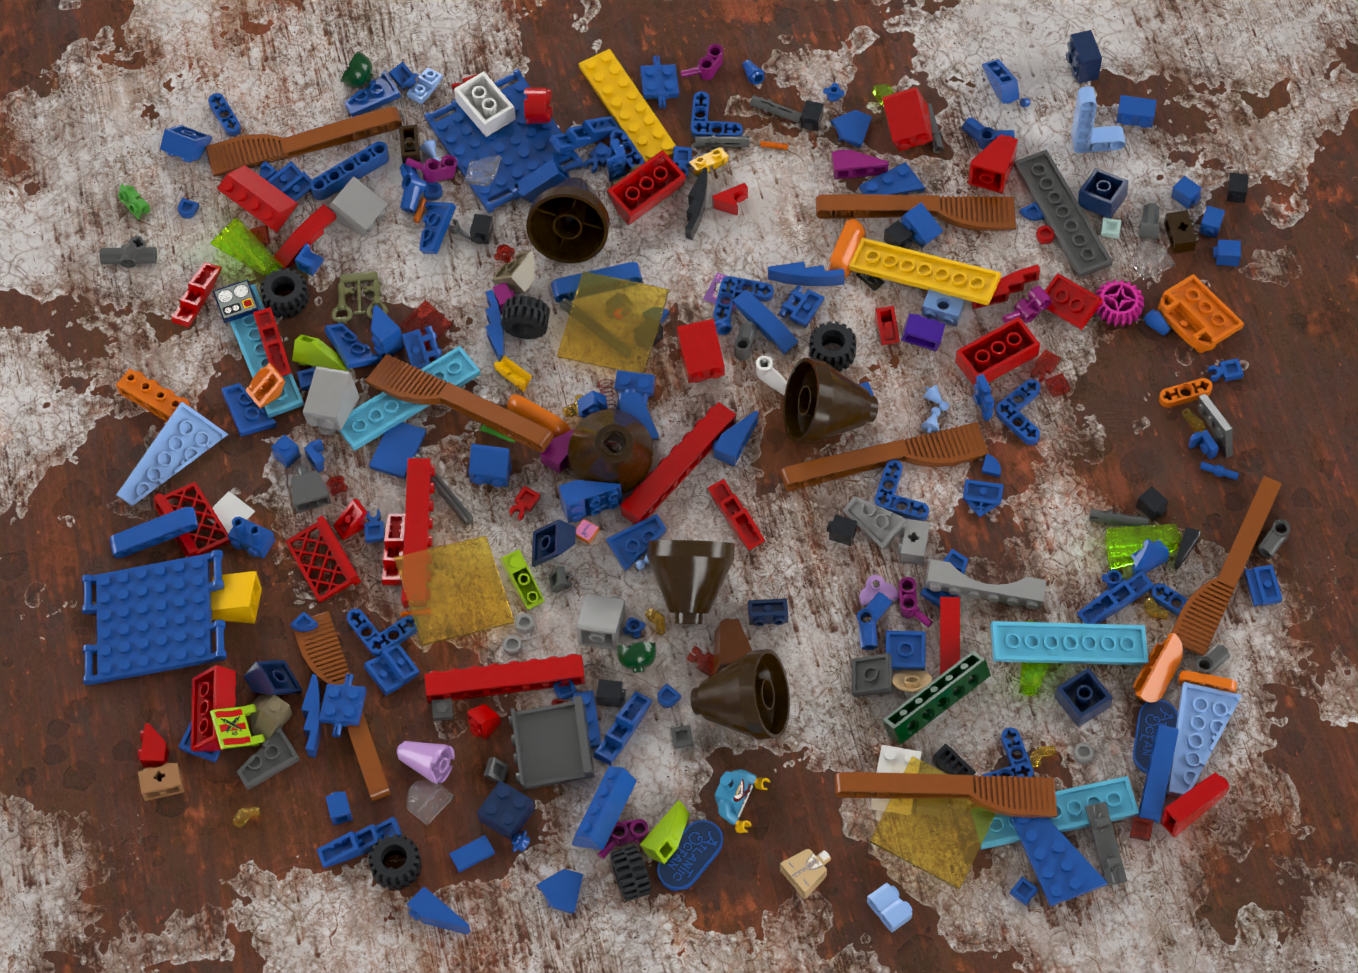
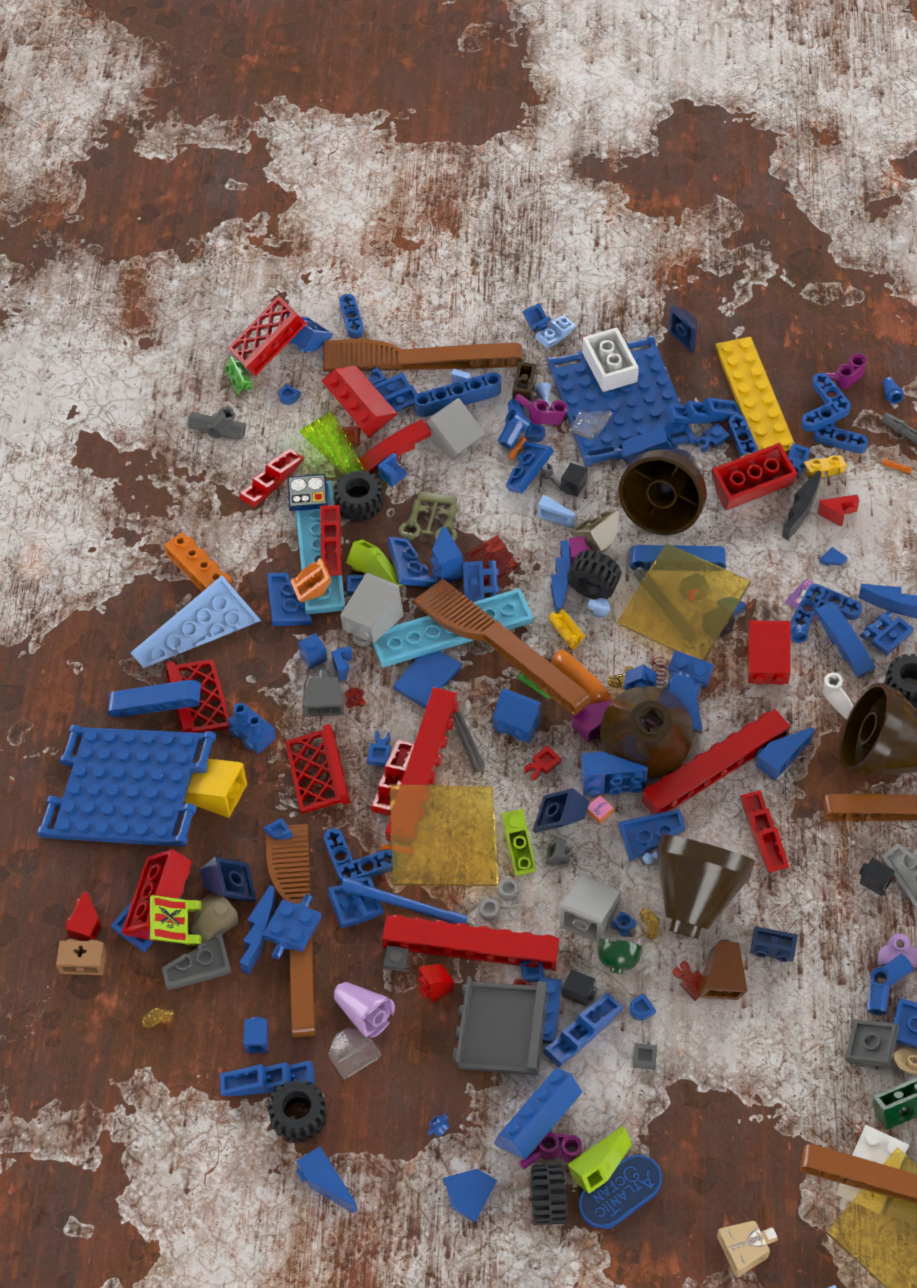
camera: 15 degrees right, 5 degrees down
(159, 161) = (273, 342): none -> red fence
(230, 507) = (240, 693): white sticker -> none
(346, 152) = (457, 375): none -> light blue tile
(351, 519) = (358, 736): red slope -> none
(358, 71) = (493, 303): dark green cylinder -> none
(375, 95) = (505, 329): blue wing -> none
(392, 657) = (360, 889): none -> blue piece
(472, 853) = (383, 1124): blue tile -> none
(473, 265) = (555, 512): none -> light blue slope
(495, 770) = (434, 1039): dark grey plate -> none
(501, 249) = (590, 504): clear red plate -> none
(506, 810) = (432, 1086): dark blue brick -> none
(537, 105) = (662, 372): red brick -> none
(537, 345) = (599, 607): none -> light blue piece
(544, 54) = (683, 327): none -> dark blue slope
(616, 163) = (729, 444): blue bracket -> none
(659, 82) = (793, 379): blue plate -> none
(701, 101) = (830, 407): none -> blue beam
(722, 141) = (843, 450): dark grey pin -> none
(733, 795) = (685, 1136): dark azure torso -> none
(736, 247) = (833, 557): none -> blue tile
(744, 340) = (818, 653): dark grey piece -> none
(747, 696) = (727, 1030): dark brown cone -> none

